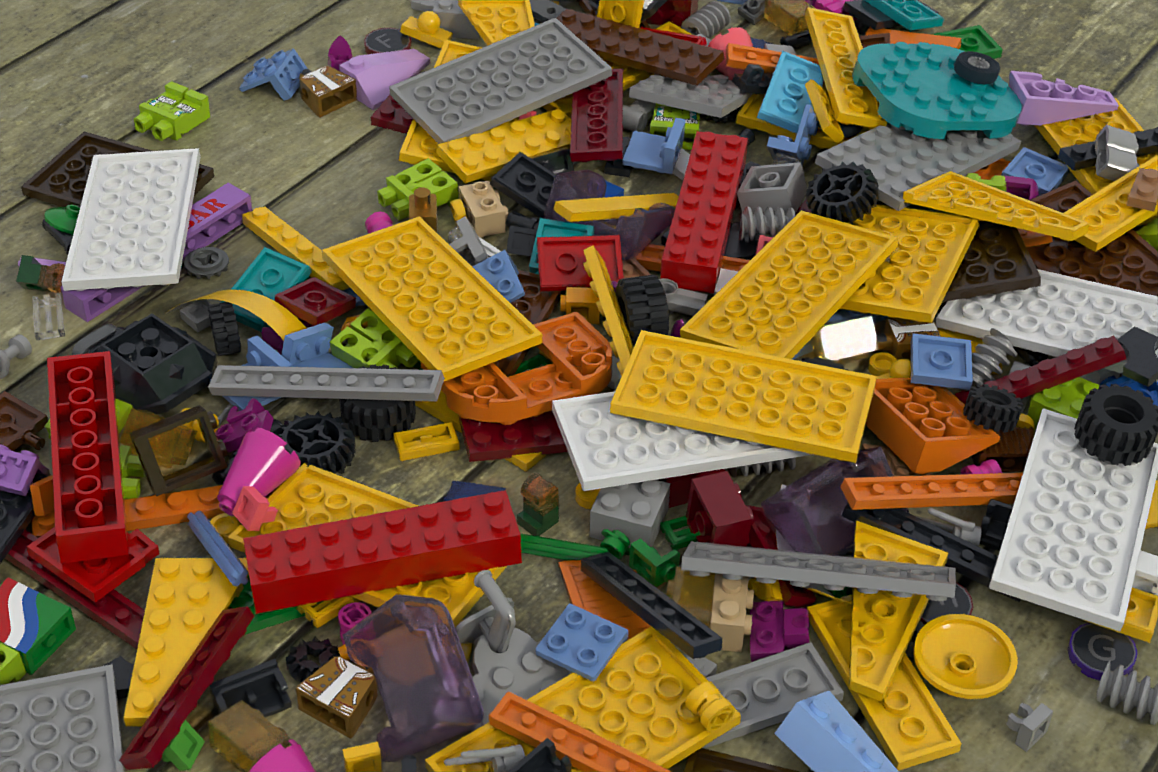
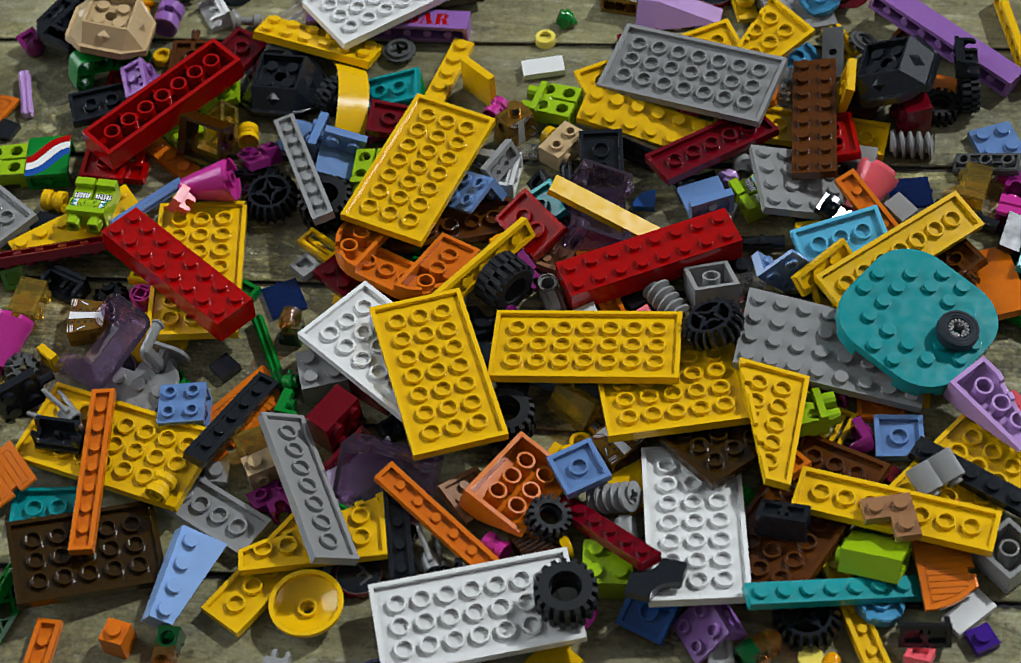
camera: 65 degrees right, 10 degrees up
(32, 376) = (244, 46): none -> dark red plate
(92, 647) = (54, 200): none -> yellow wheel
(119, 309) = (315, 42): none -> yellow plate
(171, 591) = (92, 204): none -> lime hips
(307, 137) = (565, 19): none -> green plate
(316, 163) = (545, 39): none -> light yellow tile
(336, 217) = (478, 80): none -> yellow tile
(354, 180) = (543, 67): none -> white tile
(450, 462) = (304, 267): none -> light grey plate
(533, 597) = (225, 367): none -> black tile
(639, 125) = (727, 175): none -> lavender plate
(752, 491) = (391, 427): none -> black tile
(1108, 257) = (783, 520): none -> black hinge

